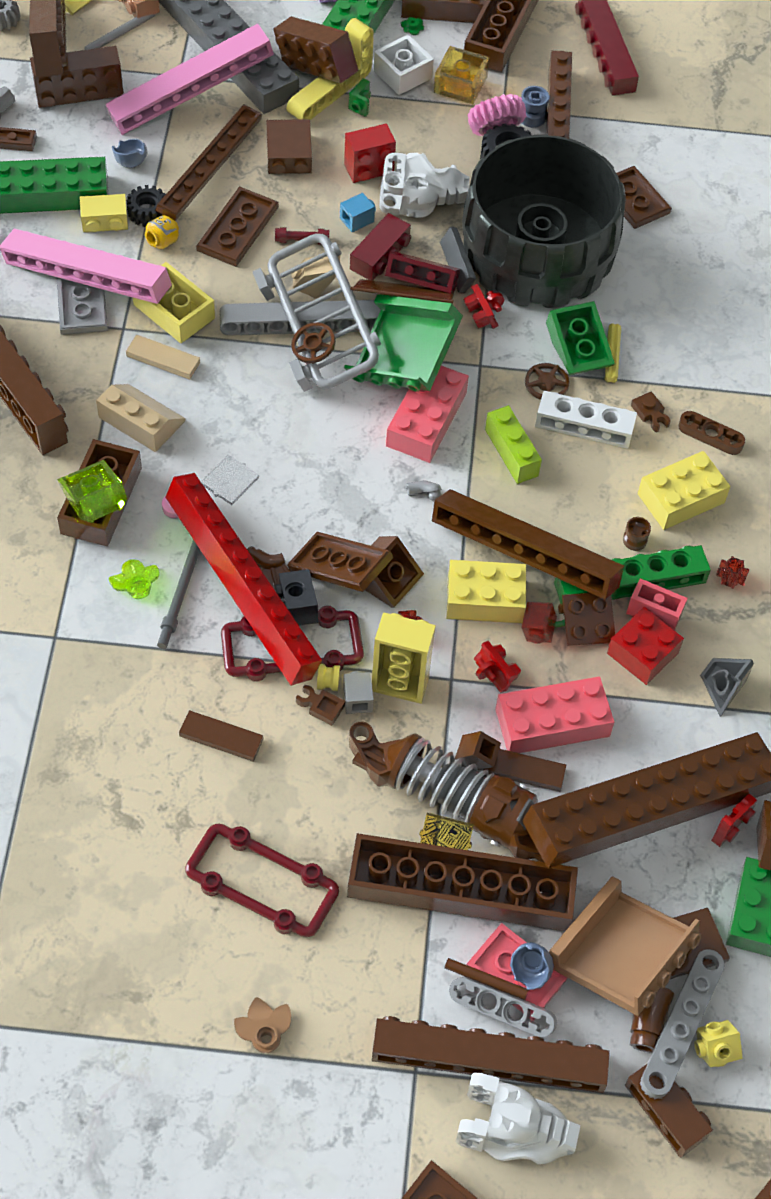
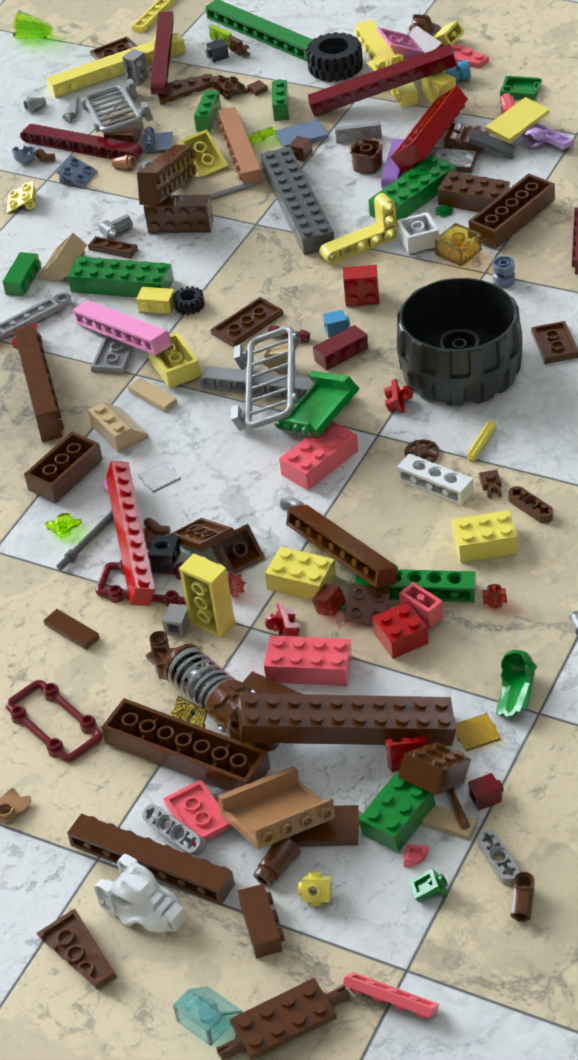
camera: 30 degrees right, 15 degrees down
(93, 491) = (51, 460): clear neon green slope -> none
(130, 152) = (193, 266): sand blue hair -> none
(162, 232) = (189, 317): yellow head -> none
(190, 79) = (254, 222): bright pink brick -> none
(208, 162) = (245, 278): reddish brown tile -> none
(289, 146) = (308, 275): reddish brown brick -> none
(313, 343) = (252, 396): reddish brown wheel -> none
(316, 49) = (352, 213): reddish brown brick -> none
(323, 706) = (147, 623): reddish brown plate -> none
(328, 677) = (159, 605): light yellow wheel -> none
(359, 98) = (376, 250): green bracket -> none
(402, 290) = (333, 372): reddish brown piece -> none
(419, 185) = (380, 309): white animal -> none
(422, 272) = (361, 366): dark red brick -> none
(456, 257) = (393, 365): dark grey tile -> none
(478, 749) = (241, 668): reddish brown brick -> none
(486, 978) = (170, 809): reddish brown bar -> none
(496, 111) = (468, 267): bright pink gear -> none
(513, 444) = (370, 486): lime brick -> none
(532, 965) = (203, 804): sand blue hair -> none
(559, 94) = (527, 268): reddish brown brick -> none
(579, 338) = (456, 424): green slope -> none
(636, 533) = (434, 557): reddish brown wheel -> none
(682, 1024) = (294, 867): light grey plate -> none
(724, 680) = (453, 666): dark grey slope -> none

